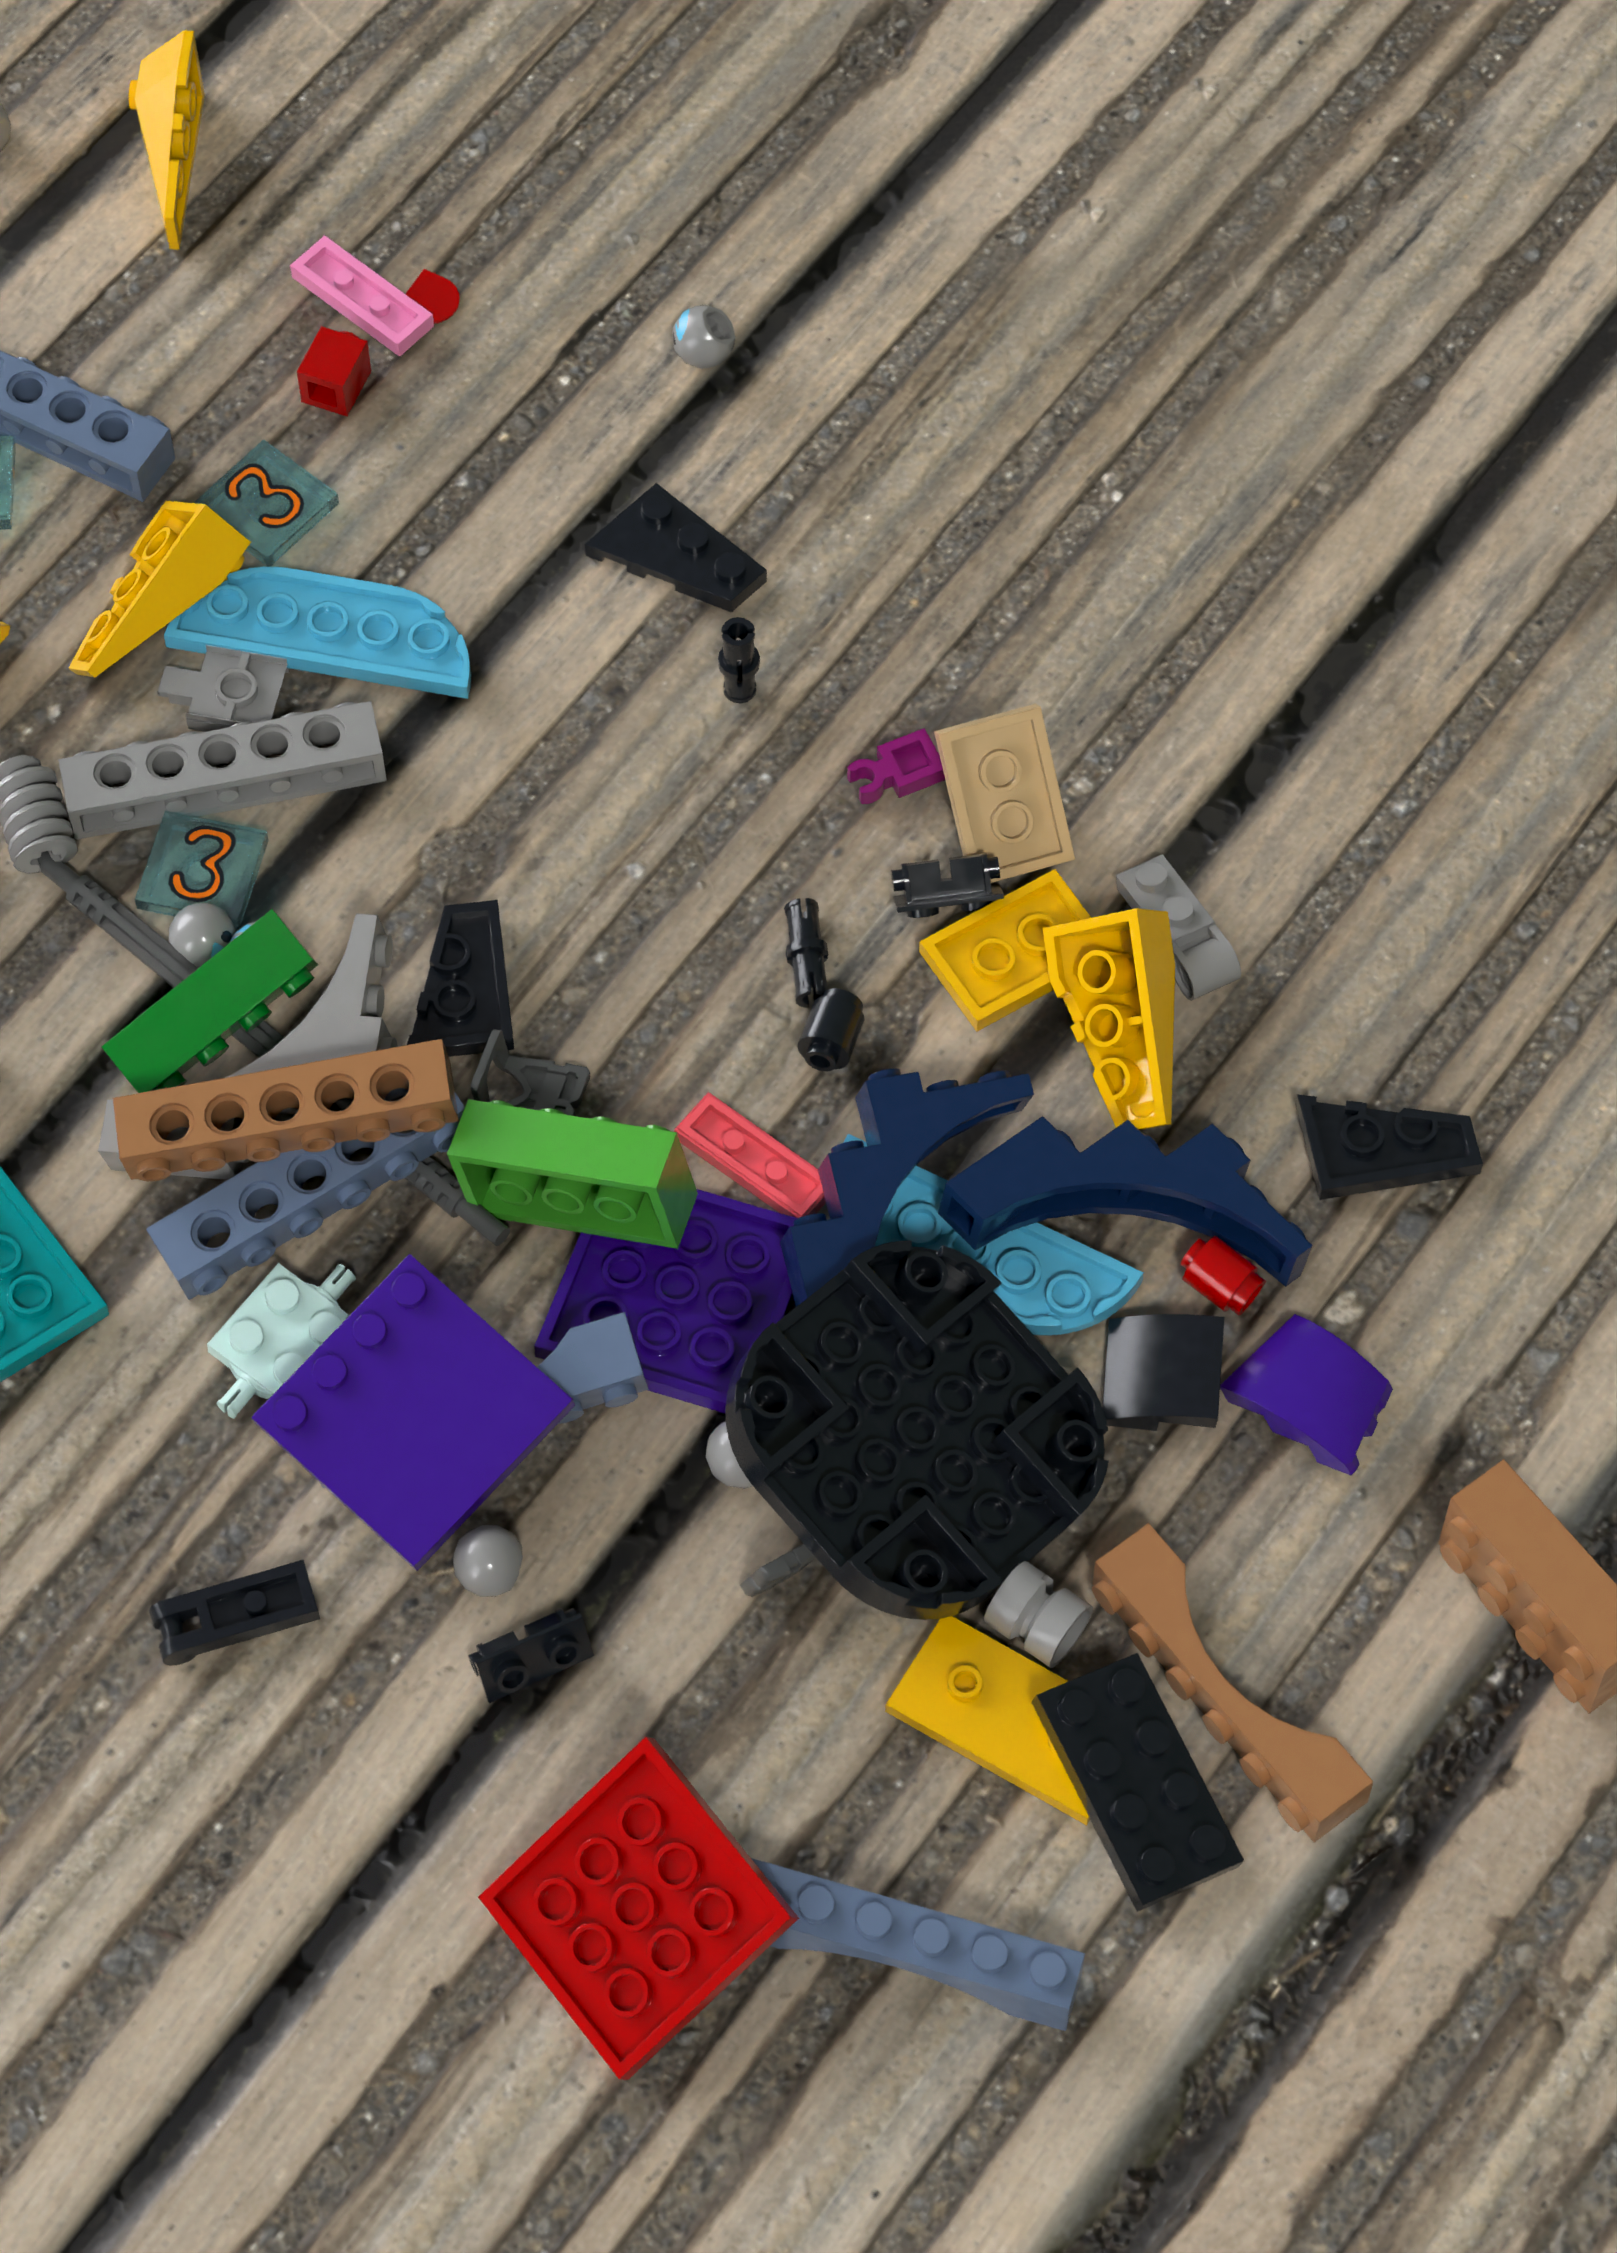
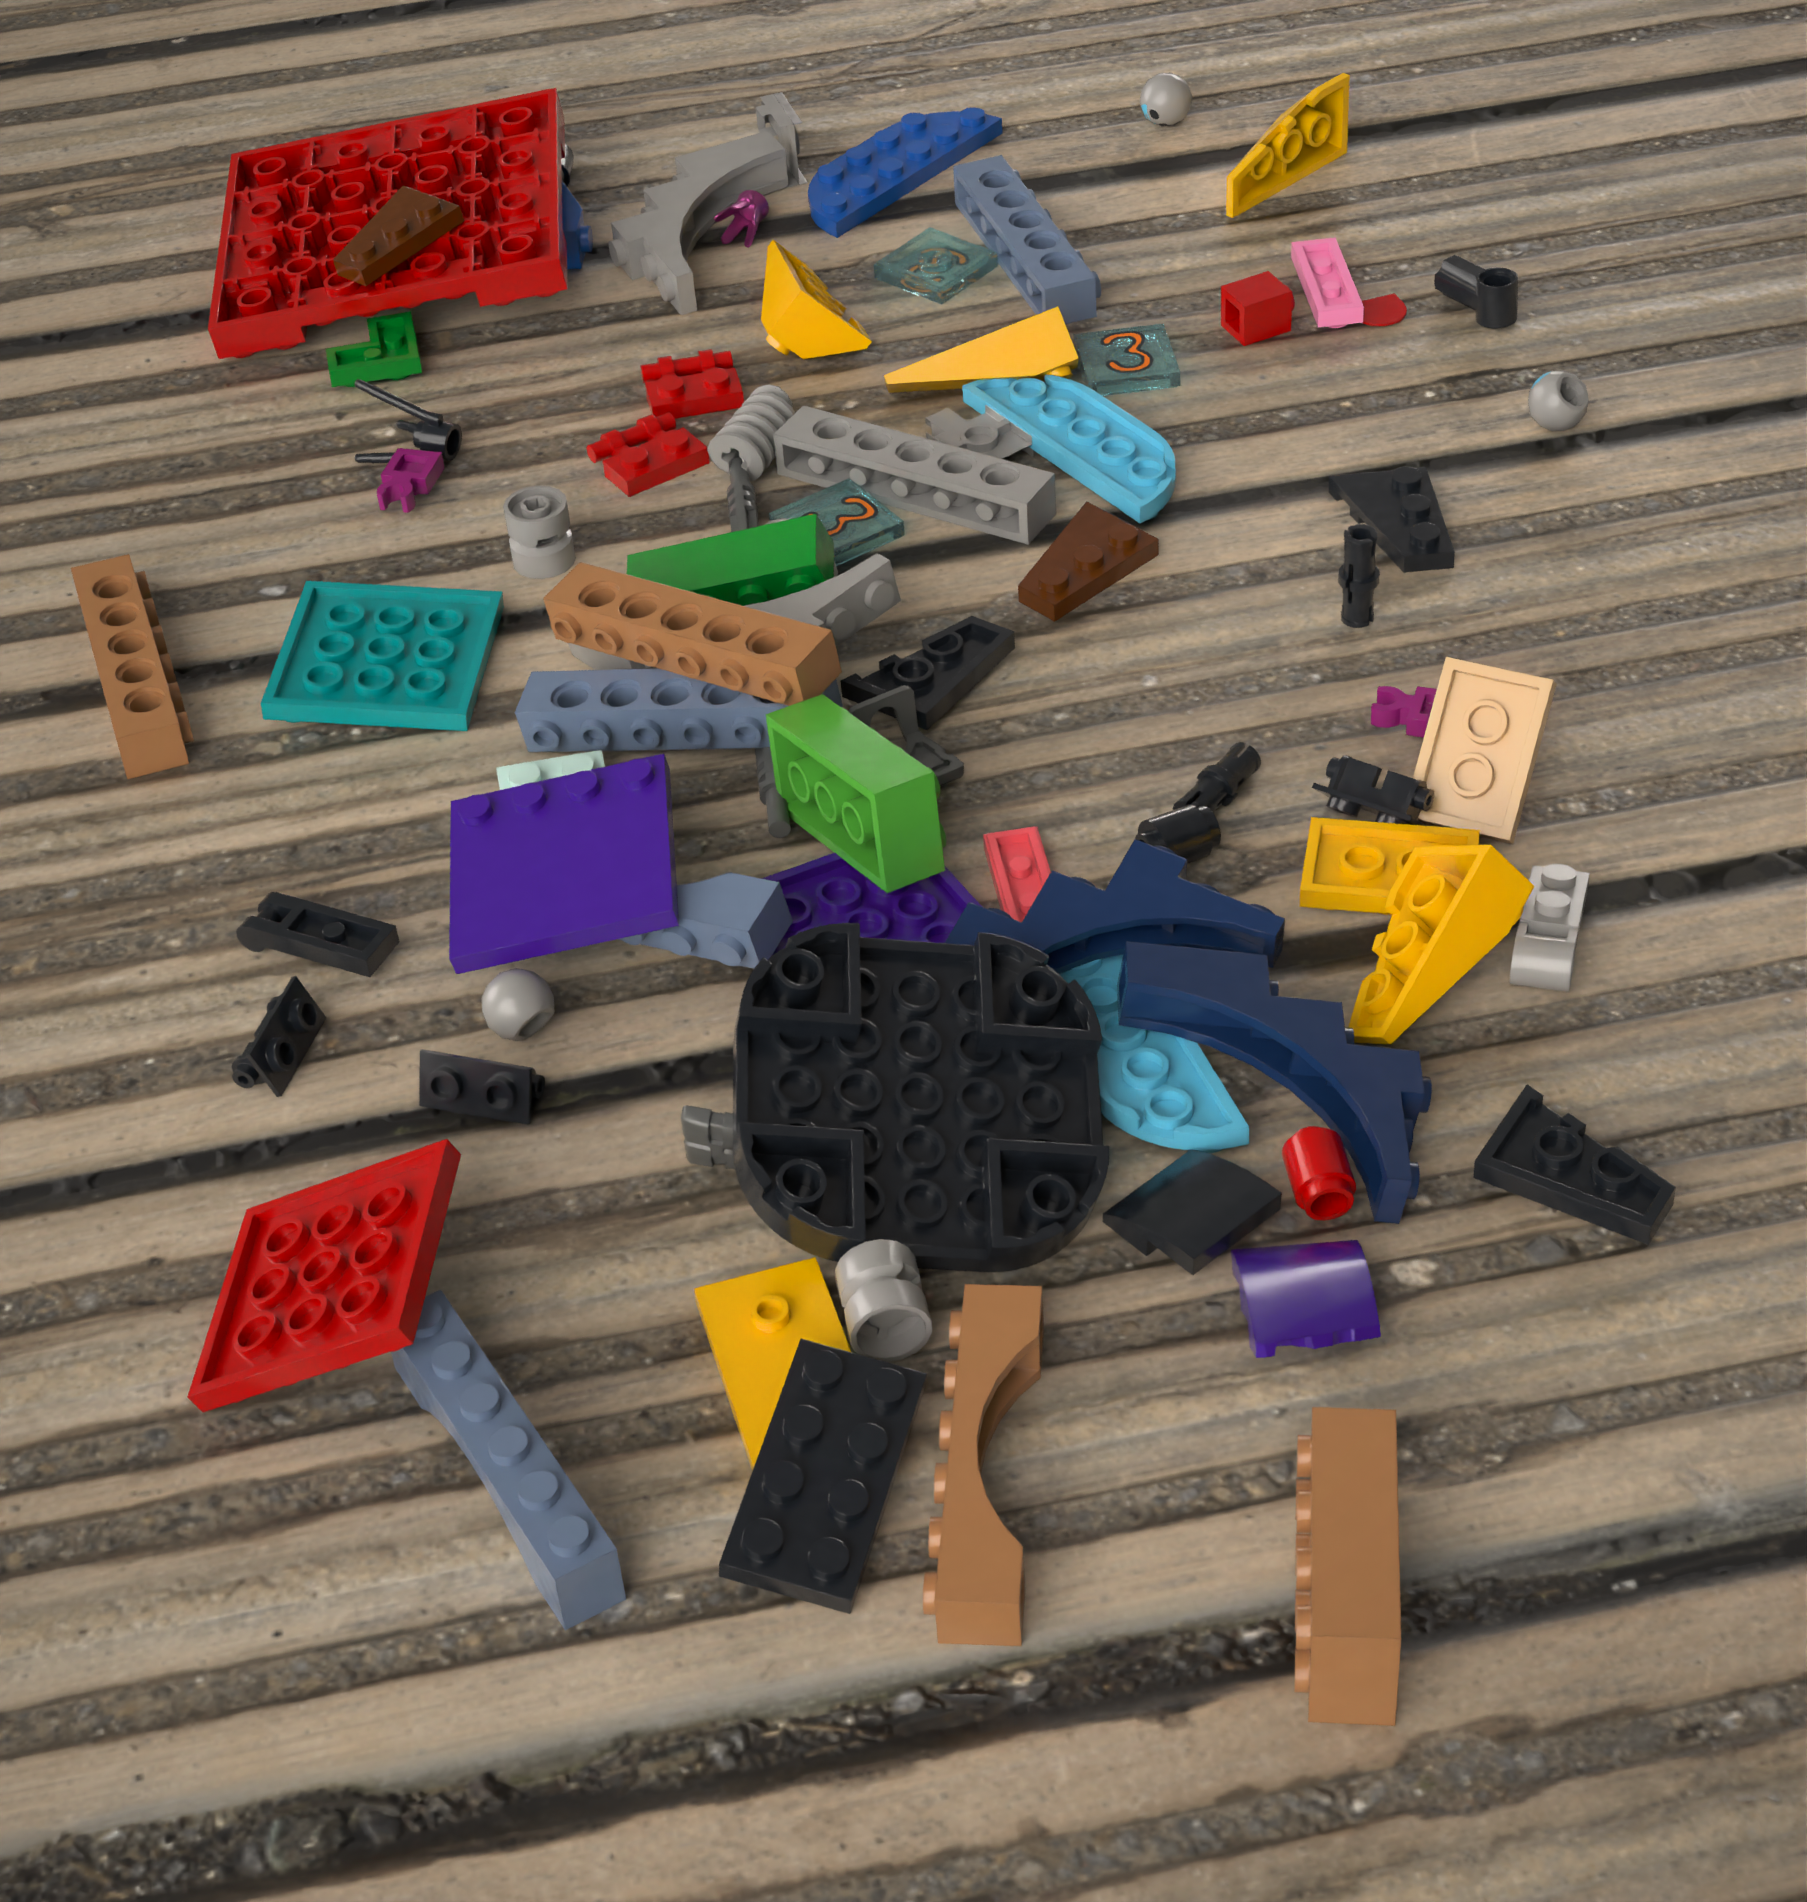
camera: 45 degrees right, 20 degrees down
(311, 1712) = (280, 1040): none -> black hinge
(463, 772) = (1084, 561): none -> reddish brown wing
(523, 229) = (1487, 291): none -> black piece

